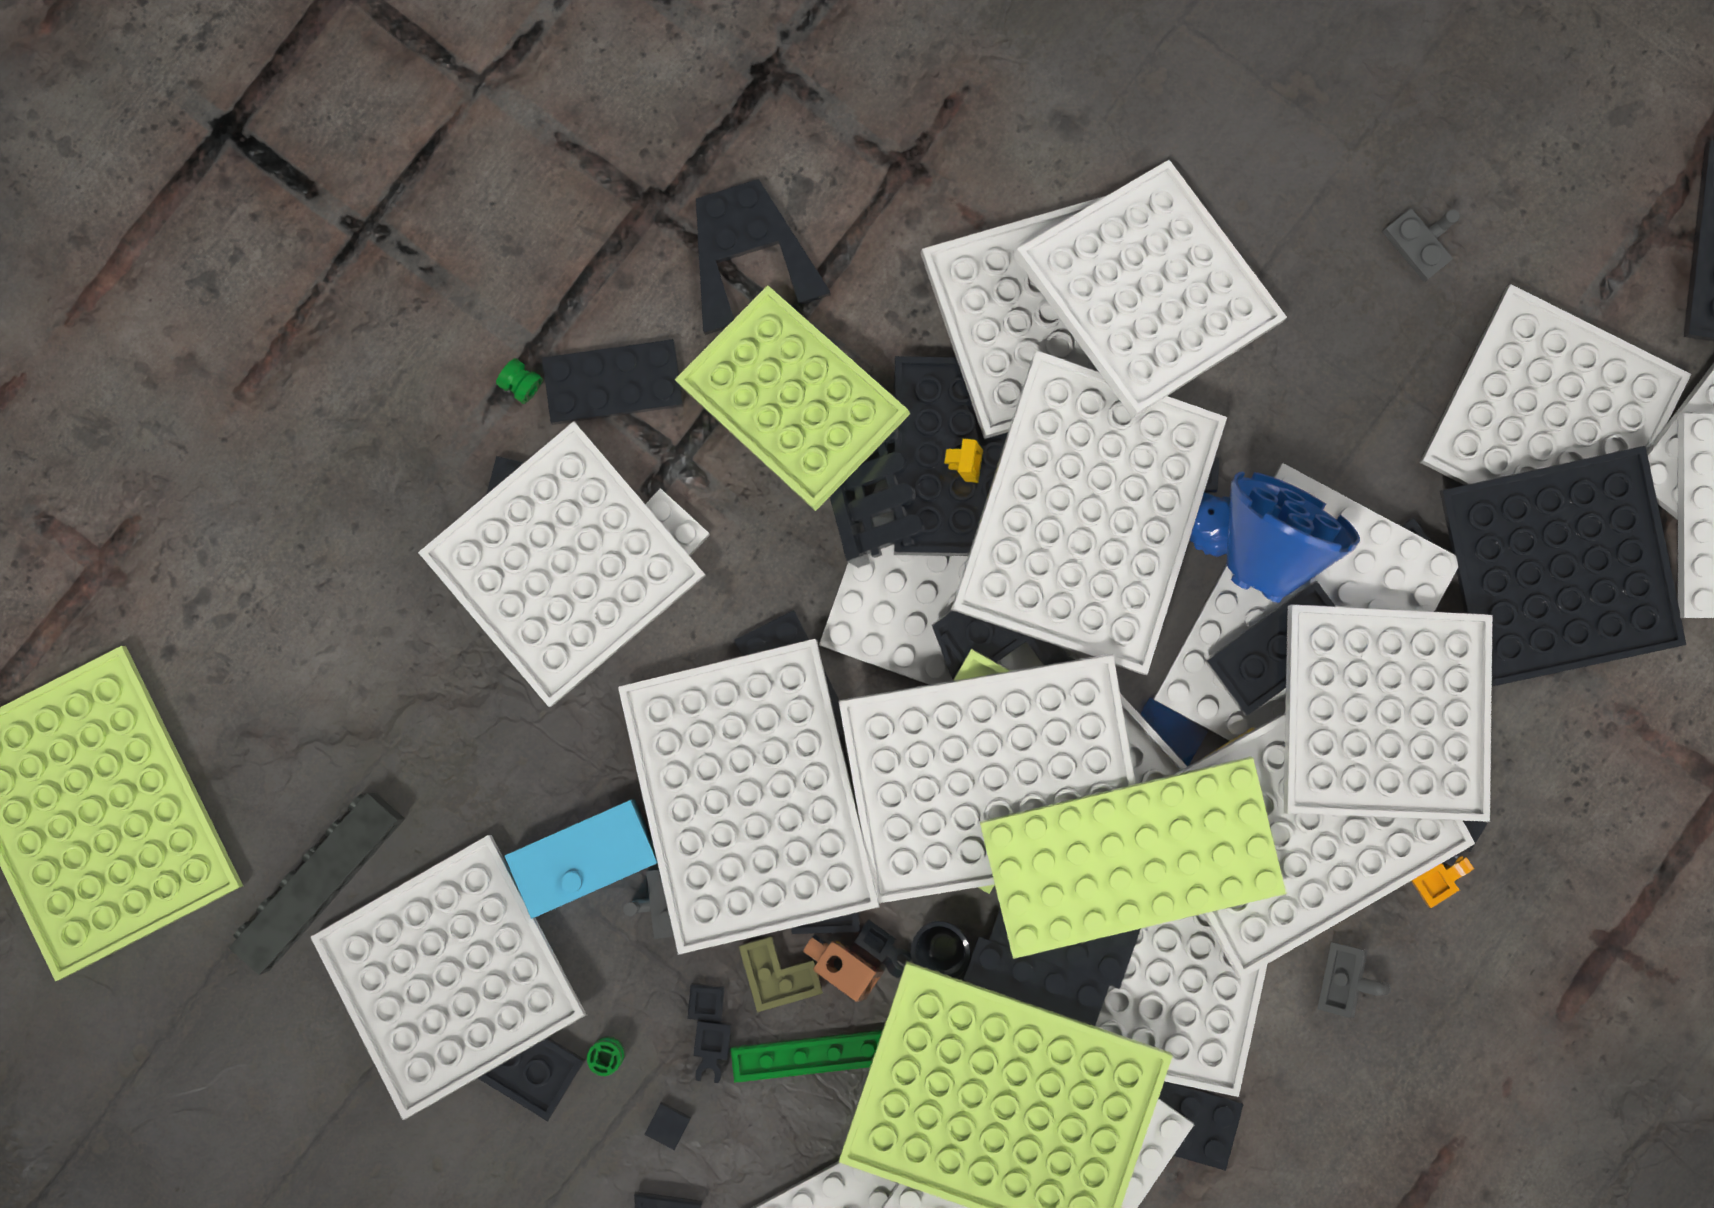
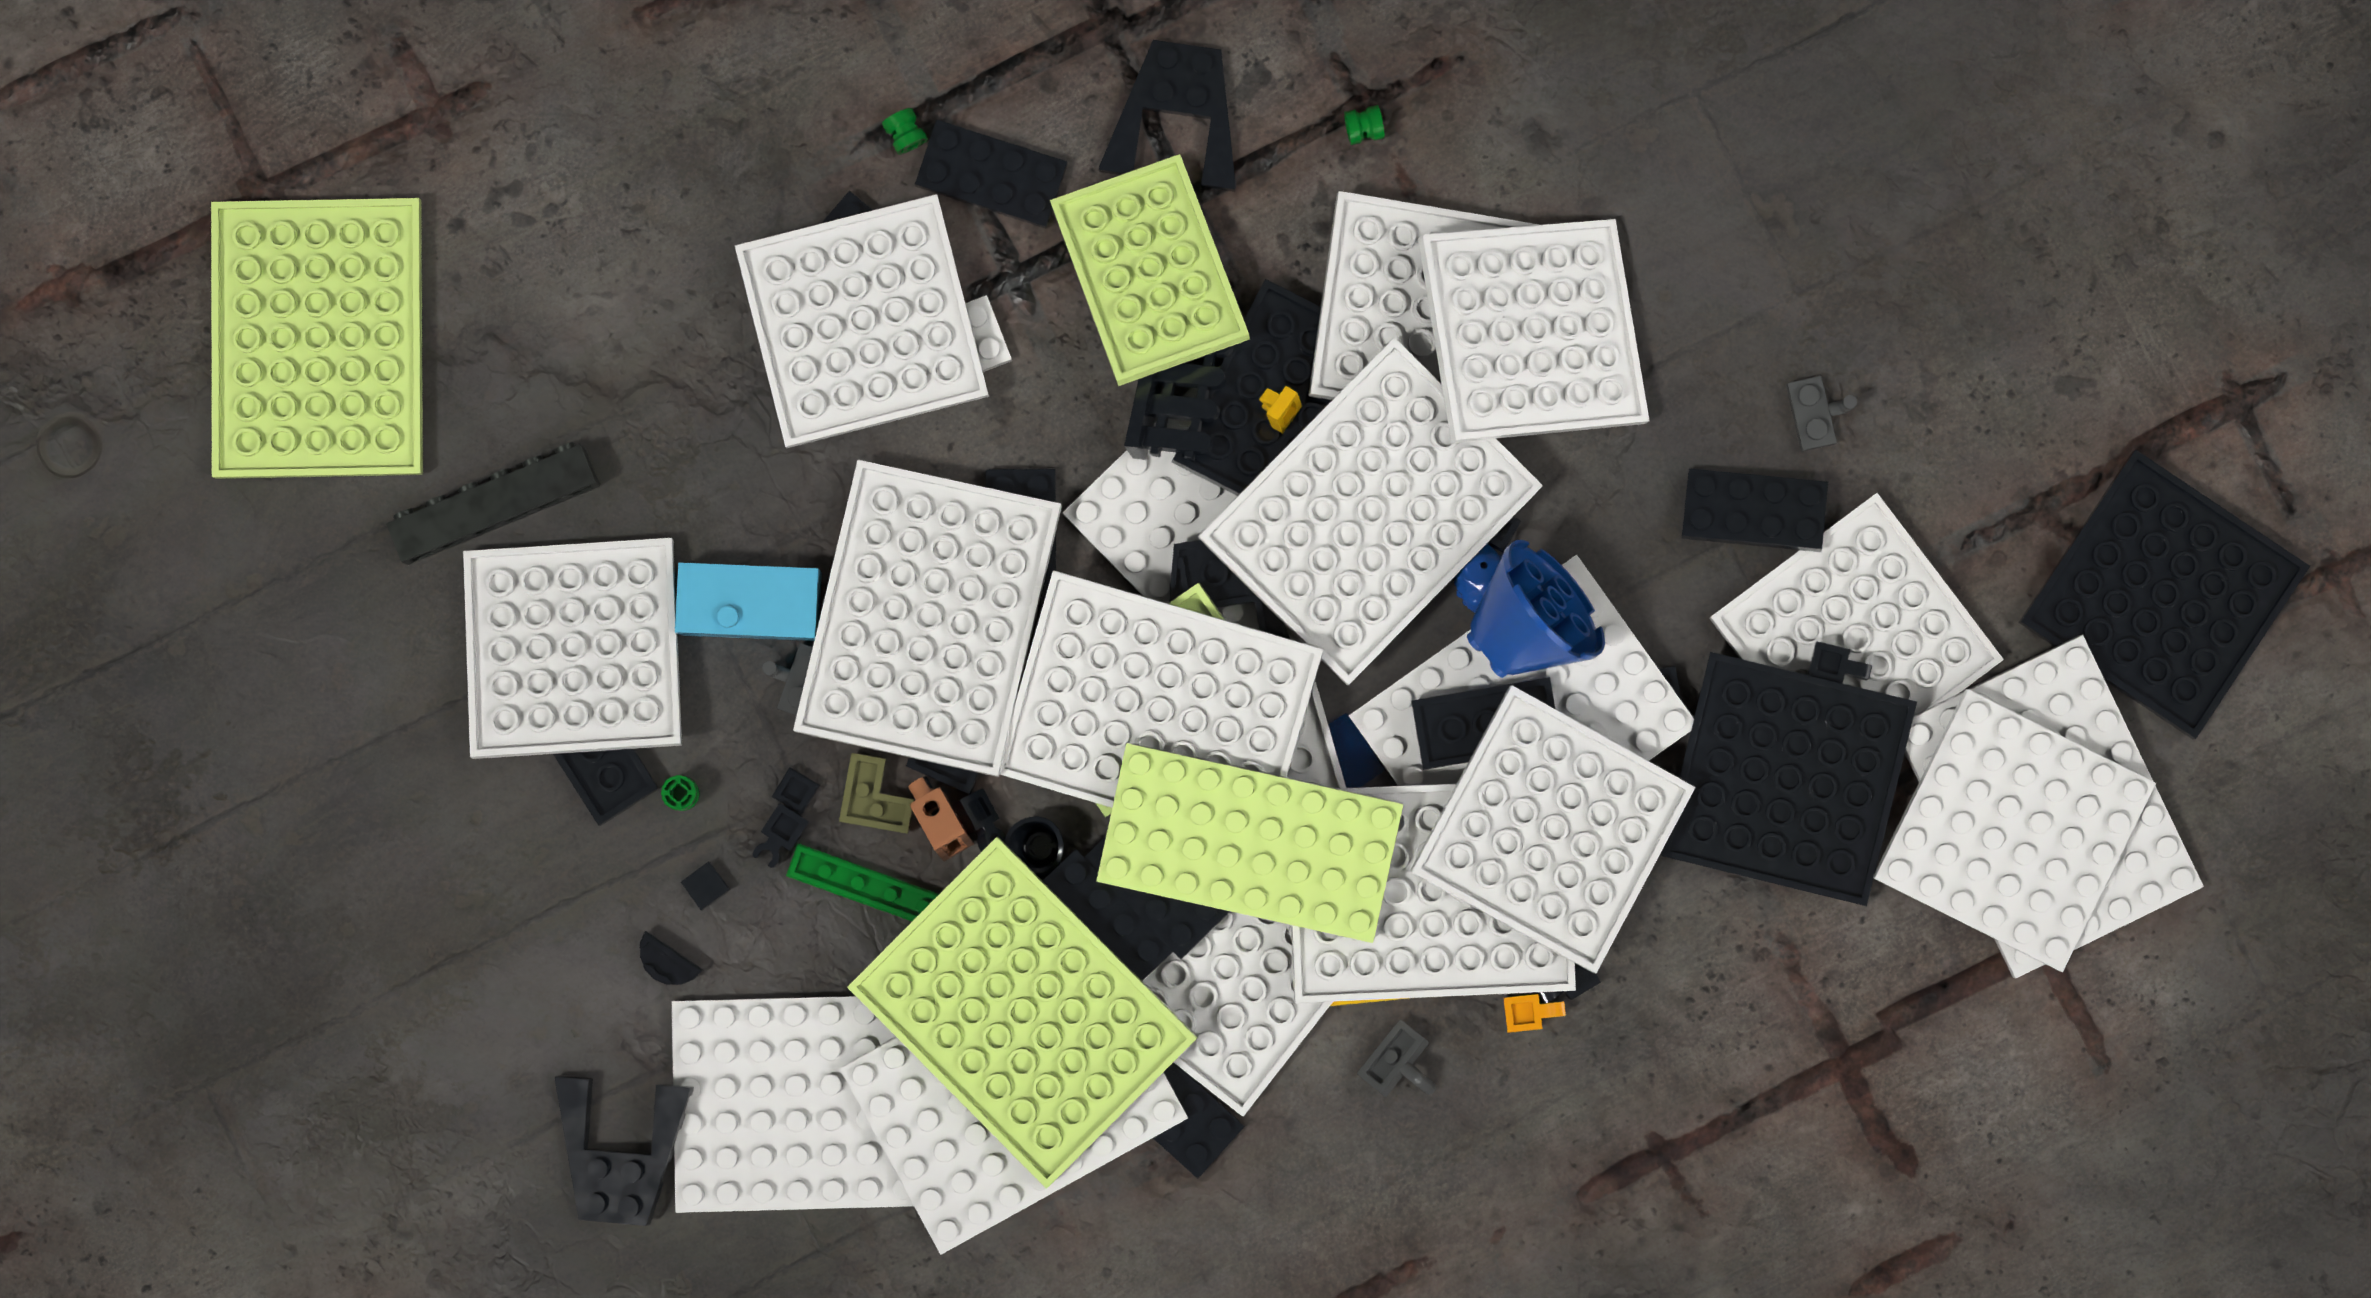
camera: 25 degrees right, 0 degrees up
(914, 183) = (1364, 125): none -> green wheel
(1414, 350) = (1755, 510): none -> black plate
(1552, 448) = (1832, 664): none -> black plate

